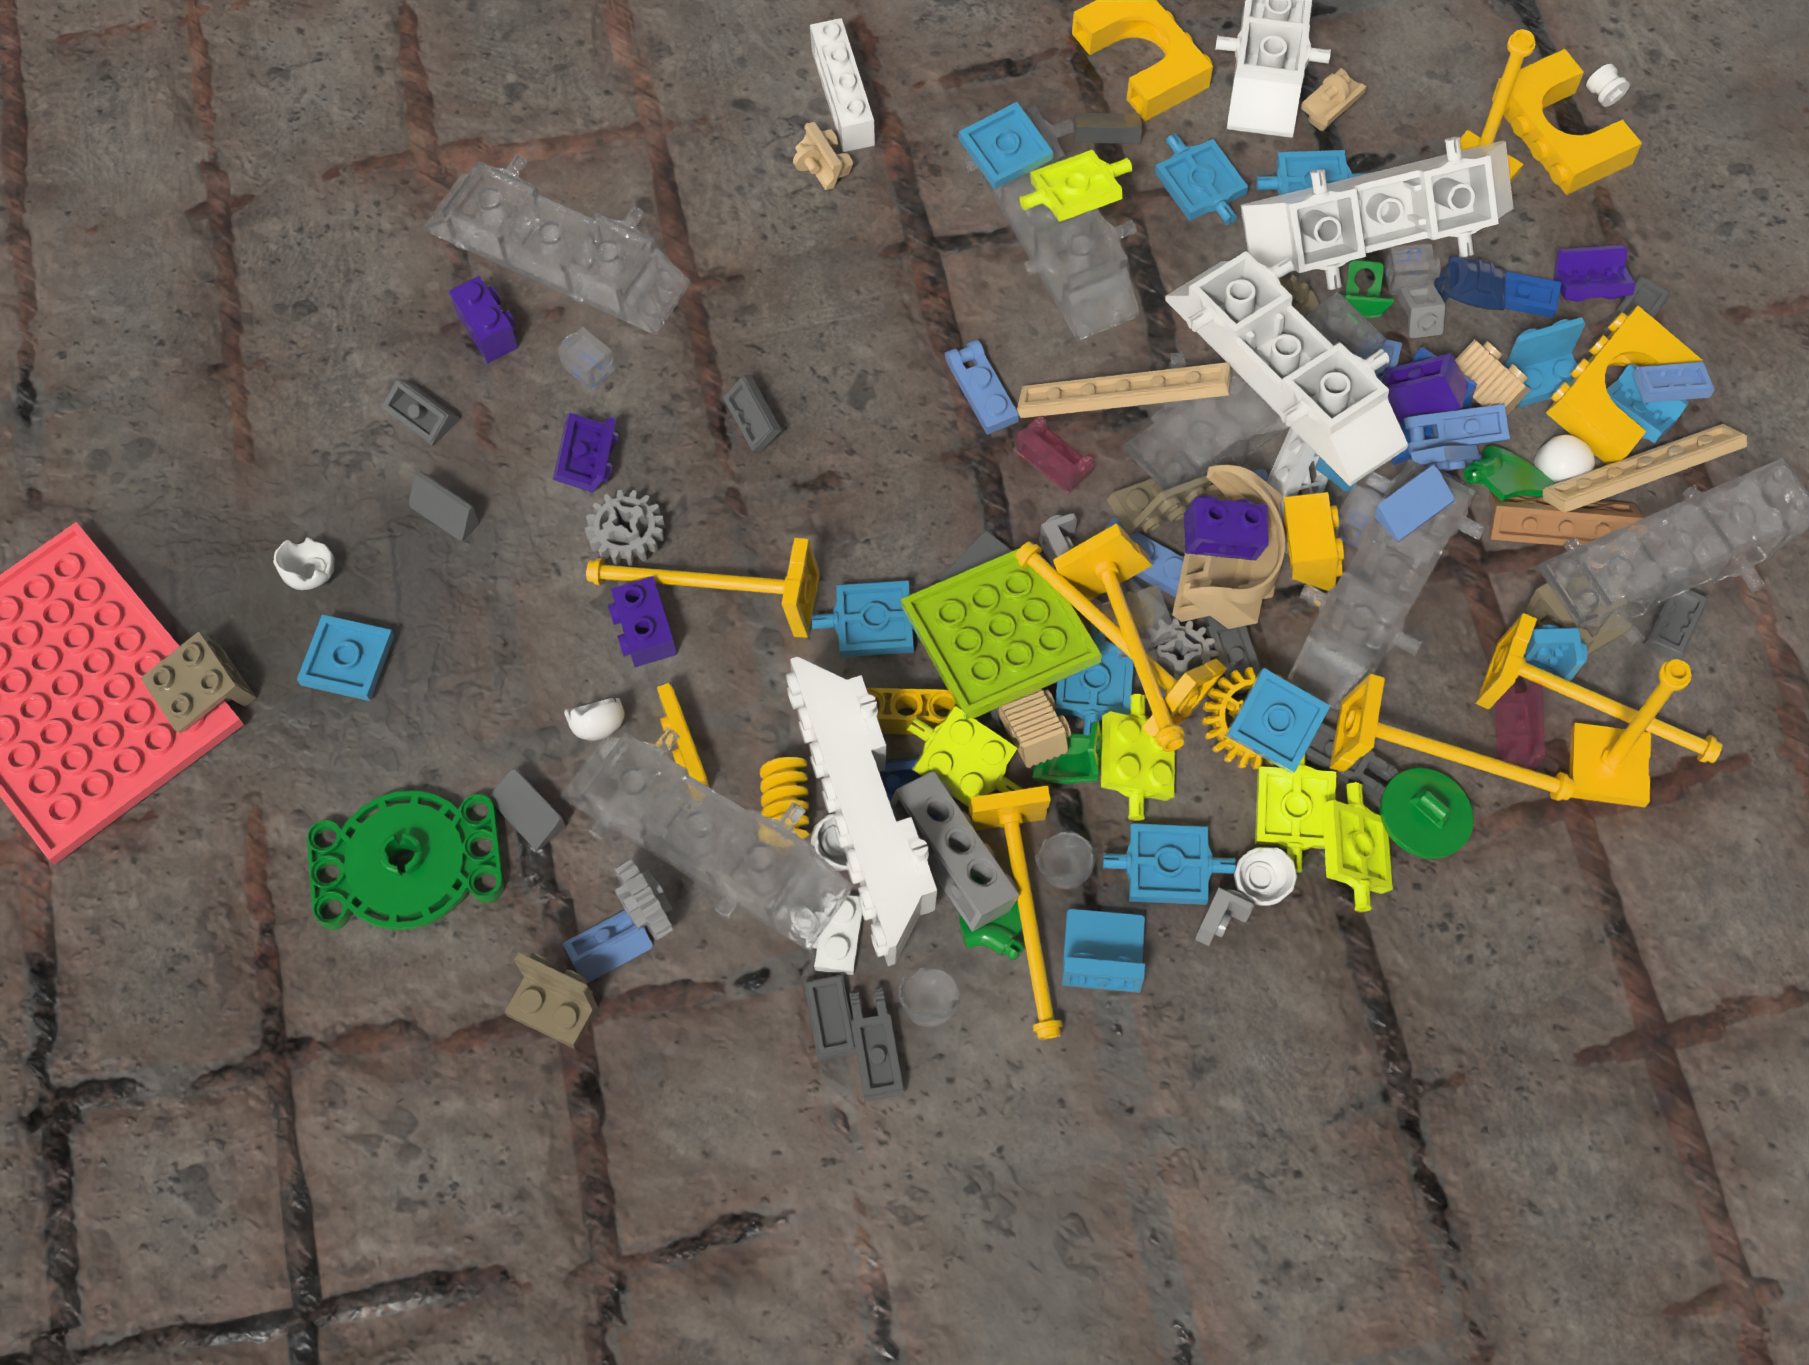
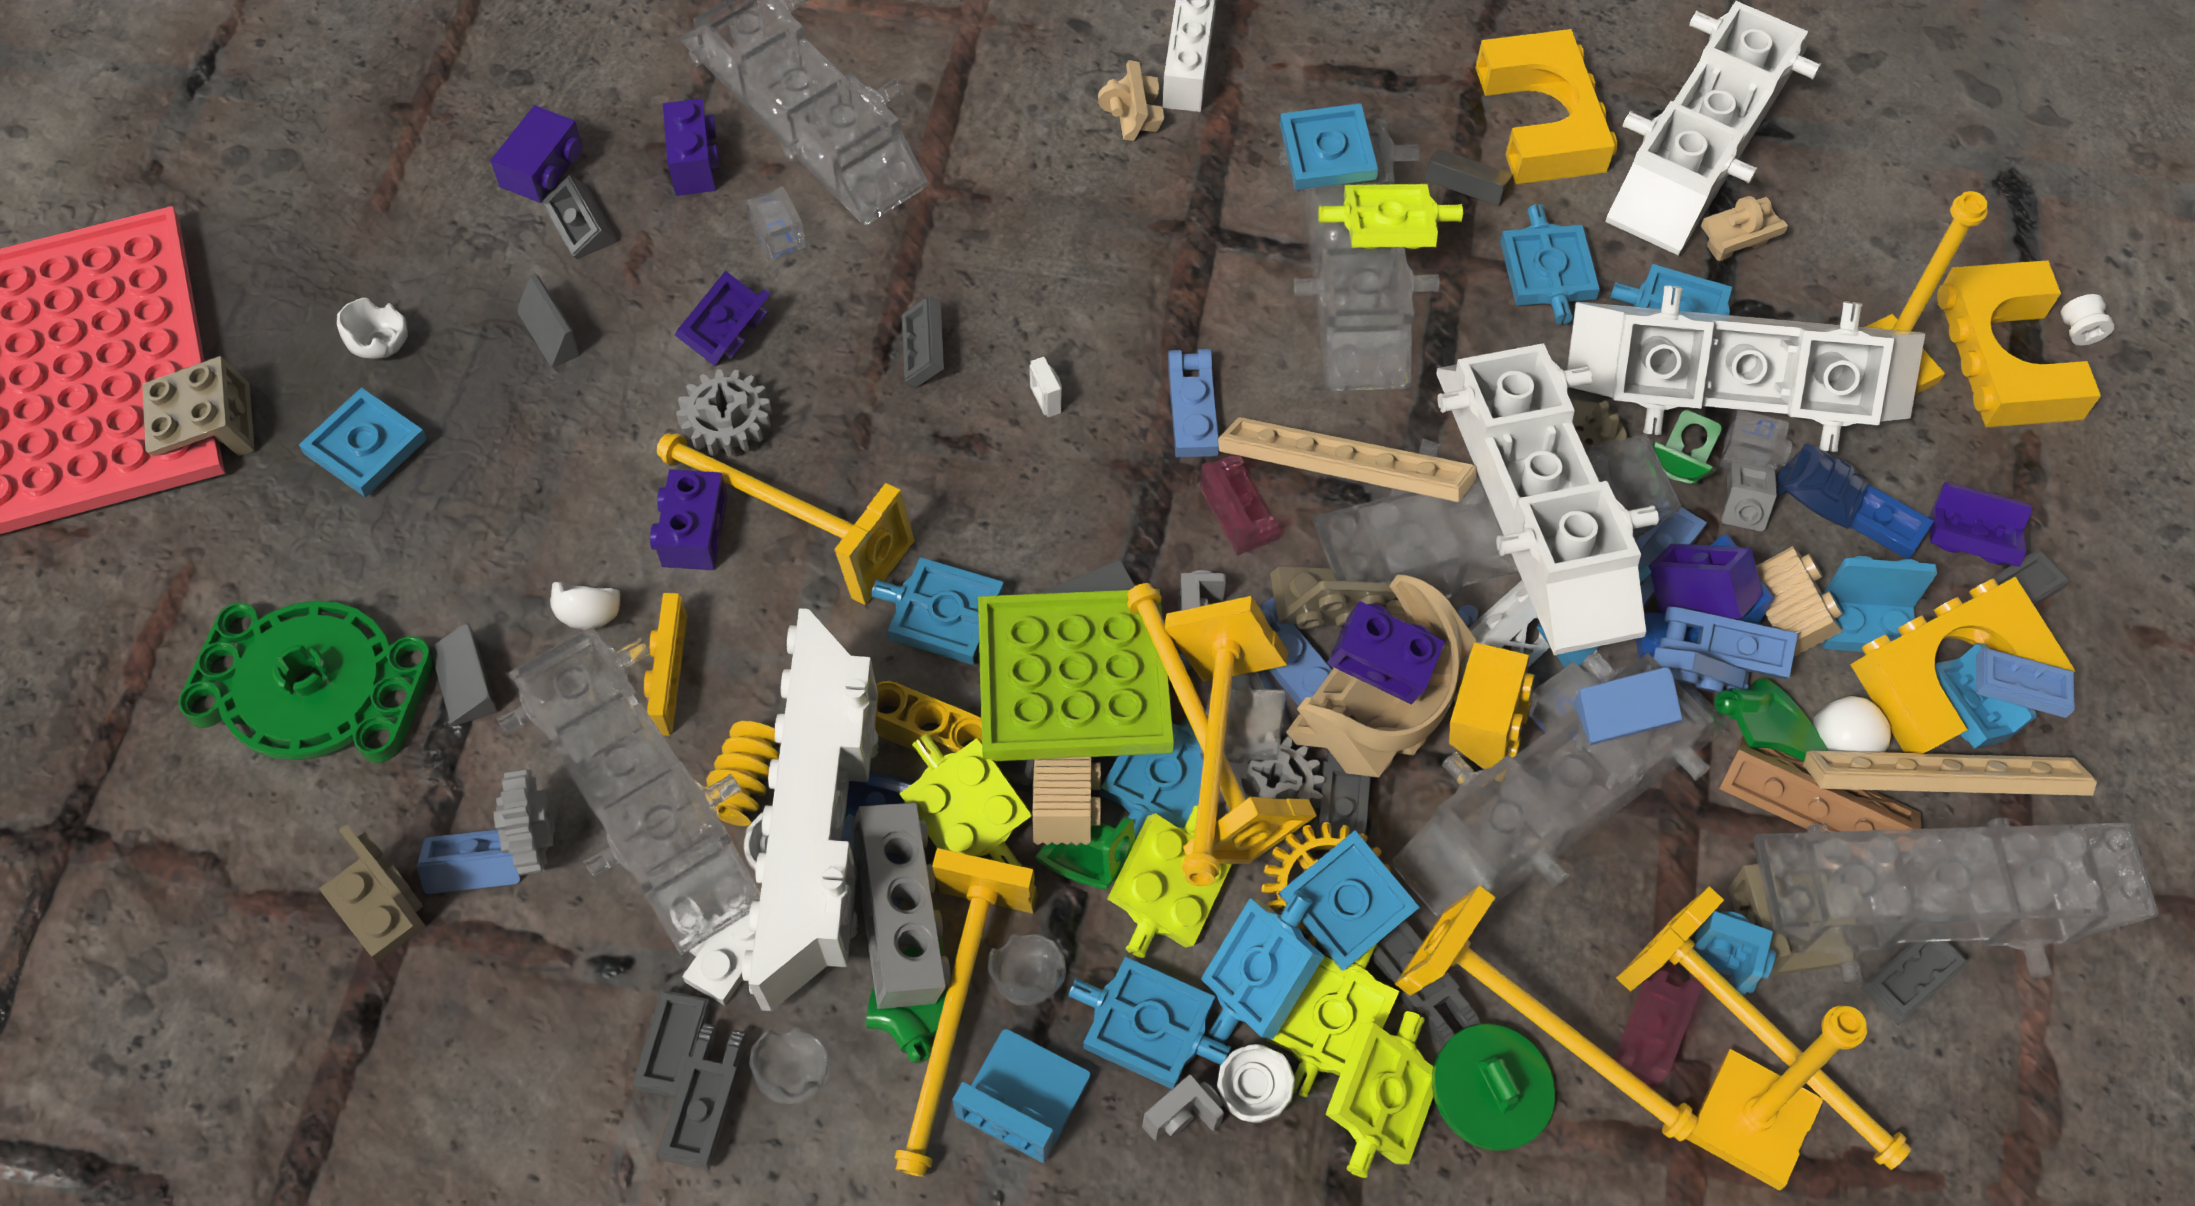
camera: 20 degrees right, 5 degrees down
(362, 369) = (537, 154): none -> dark purple brick
(865, 416) = (1045, 386): none -> white tile
(1235, 793) = (1261, 968): none -> dark azure plate

